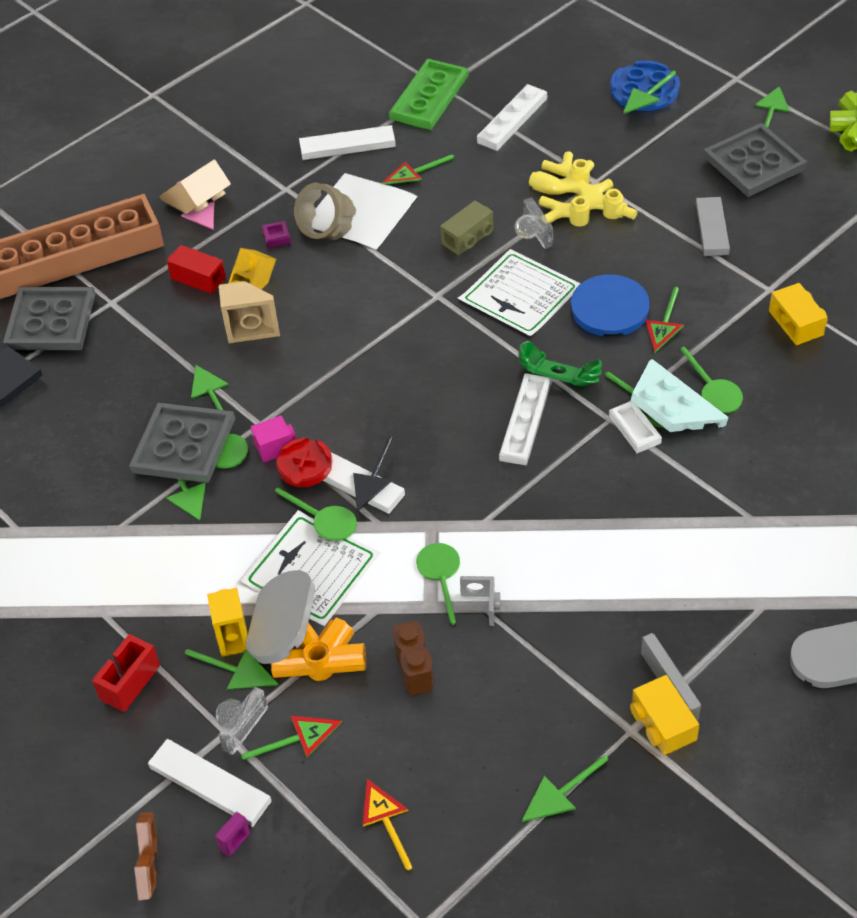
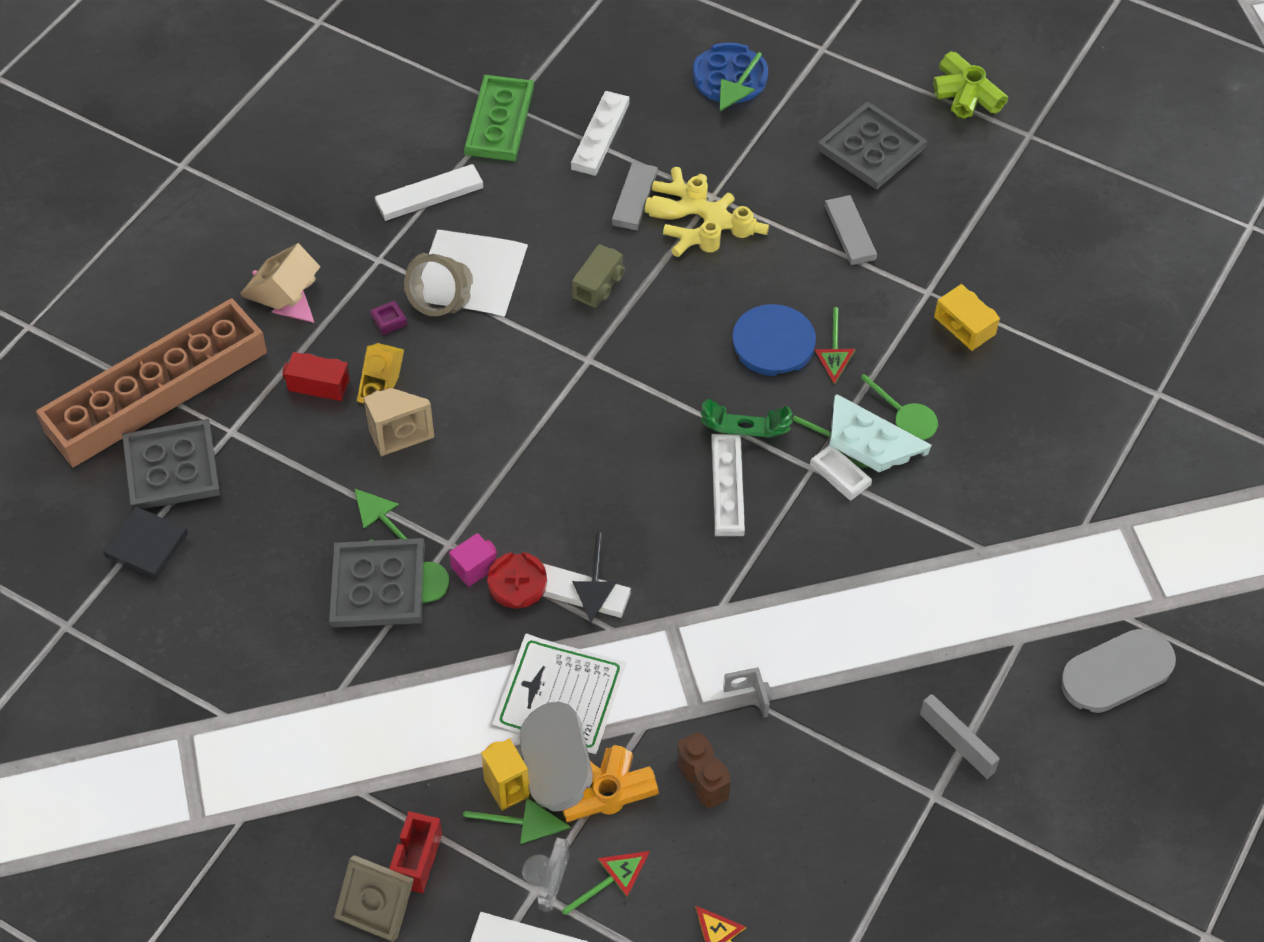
camera: 20 degrees left, 5 degrees up
(74, 704) = (373, 898): none -> dark tan tile
(189, 499) = (404, 644): bright green piece -> none
(331, 523) = (565, 639): bright green piece -> none
(407, 174) = (506, 221): bright green piece -> none
(439, 563) = (690, 662): bright green piece -> none
(518, 176) = (634, 196): none -> light grey tile
(520, 292) = (674, 340): white sticker -> none
(534, 224) = (668, 259): clear tile -> none
(550, 800) = (880, 885): bright green piece -> none
(664, 715) = (964, 774): yellow brick -> none
(773, 101) = (870, 72): bright green piece -> none

